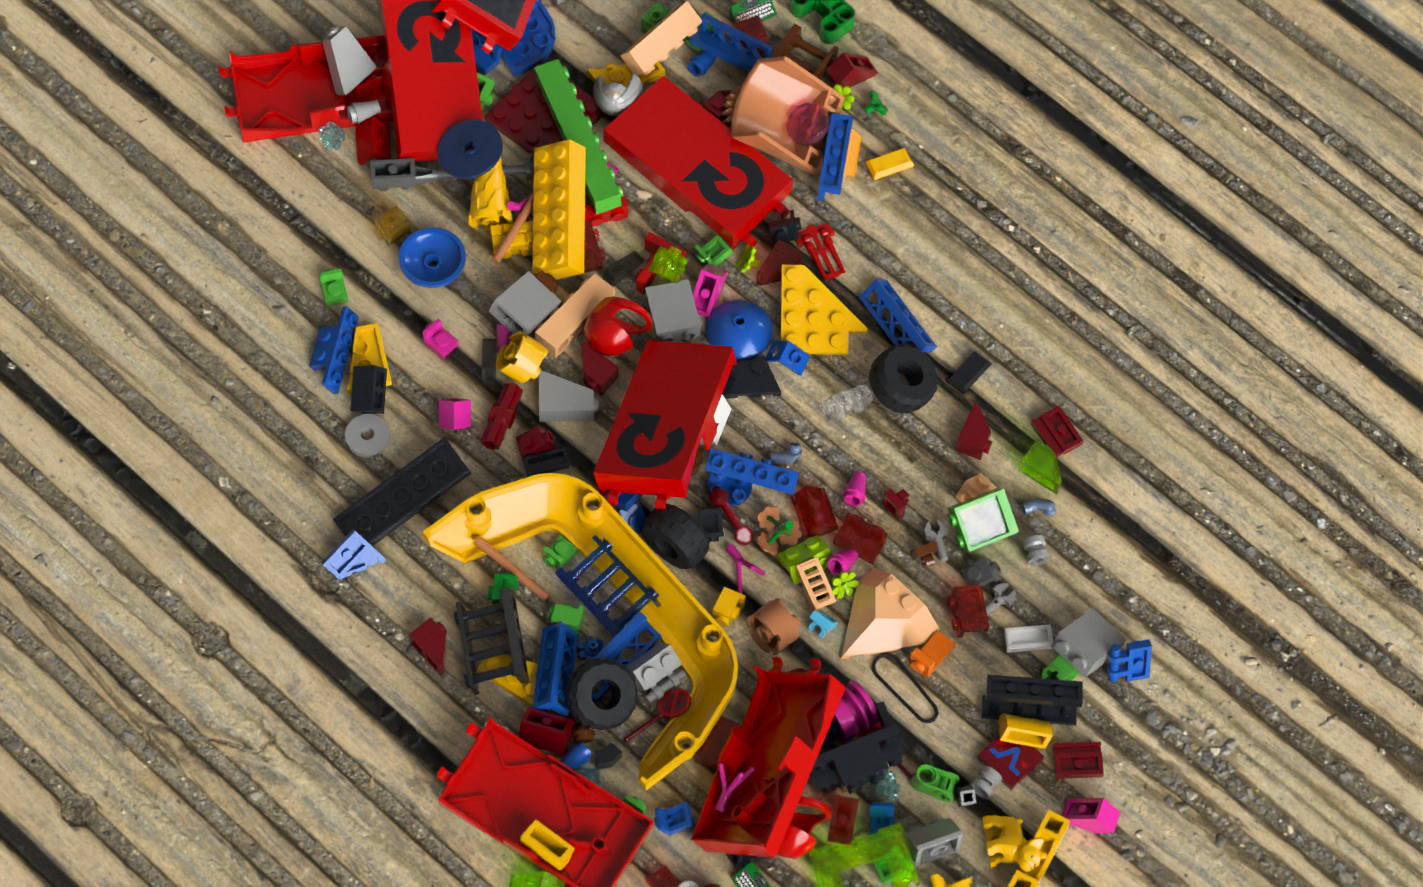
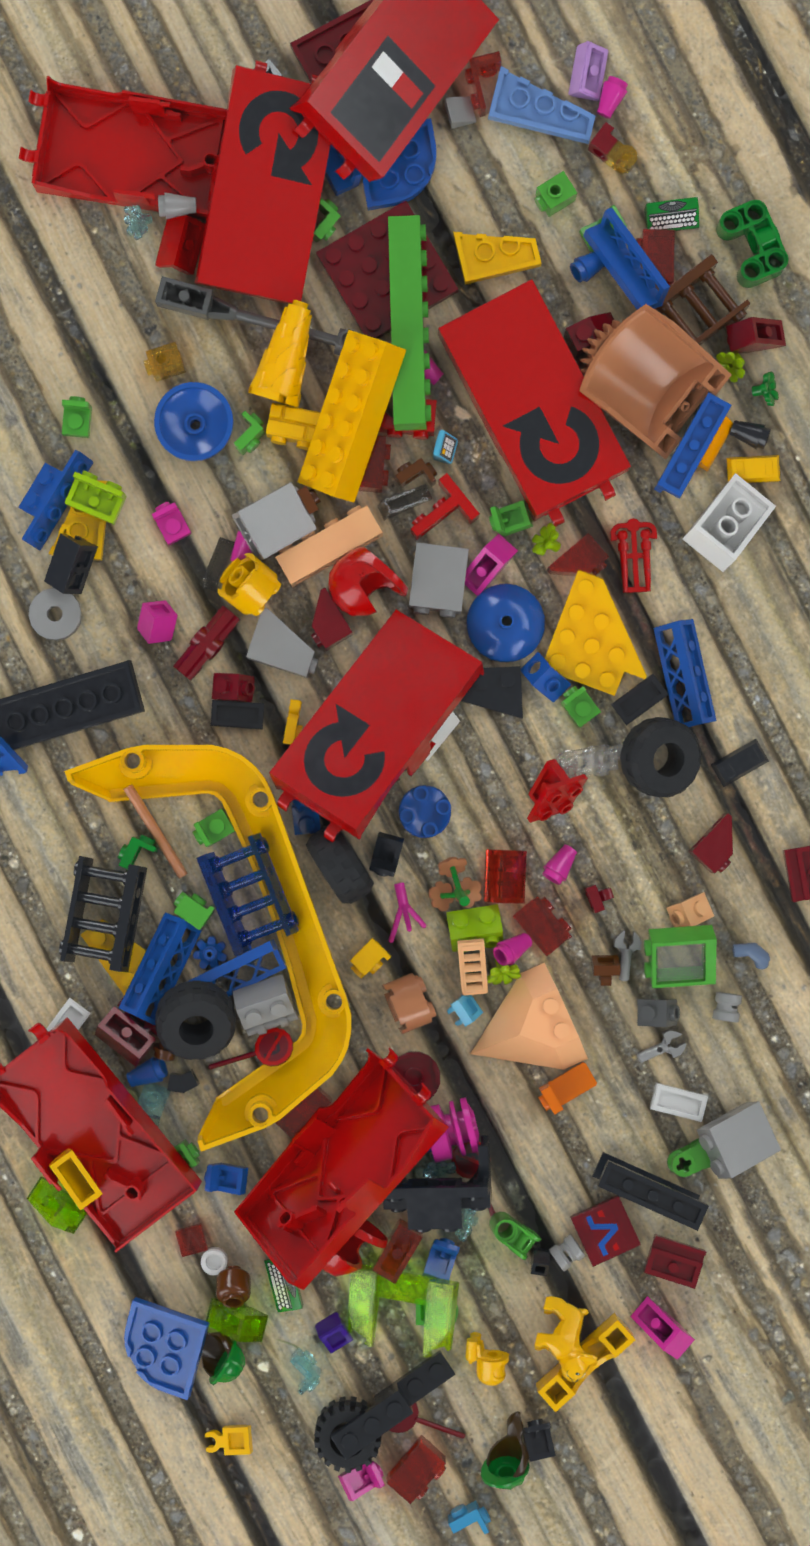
camera: 25 degrees right, 25 degrees up
(346, 59) = (176, 133): light grey slope -> none
(373, 332) = (96, 498): none -> lime bracket
(431, 643) = (41, 891): dark red slope -> none
(475, 162) = (291, 292): dark blue piece -> none
(482, 255) = (250, 438): none -> bright green bracket
(515, 228) = (294, 421): nougat bar -> none
(517, 206) = (309, 391): dark pink plant -> none
(594, 448) = (292, 725): none -> yellow plate
(615, 97) = (466, 290): light grey hair -> none
(620, 243) = (409, 472): none -> reddish brown bracket
(640, 219) = (445, 447): none -> slope
(661, 39) = (549, 225): light nougat brick -> none
(668, 264) = (451, 526): clear neon green brick -> none
(727, 791) = (290, 1178): dark pink plant -> none
(743, 534) = (405, 831): dark red bar -> none
(752, 471) = (454, 807): blue bracket -> none
(785, 229) = (601, 519): black bracket -> none
(789, 455) = (503, 798): sand blue arm -> none
(808, 124) = (675, 398): clear pink tile -> none
(822, 369) = (579, 705): none -> bright green bracket
(829, 430) = (554, 792): none -> red bracket
(869, 349) = (639, 699): none -> black tile
(877, 138) = (751, 433): none -> black cone
(886, 203) = (729, 523): none -> white slope
(897, 695) = (537, 1106): black piece -> none
(934, 840) = (485, 1301): light grey slope -> none
(968, 610) = (625, 1052): clear red bracket -> none
(1024, 731) = (630, 1214): yellow brick -> none
(1042, 467) = (774, 909): clear neon green slope -> none
(1136, 659) = (780, 1179): blue plate -> none

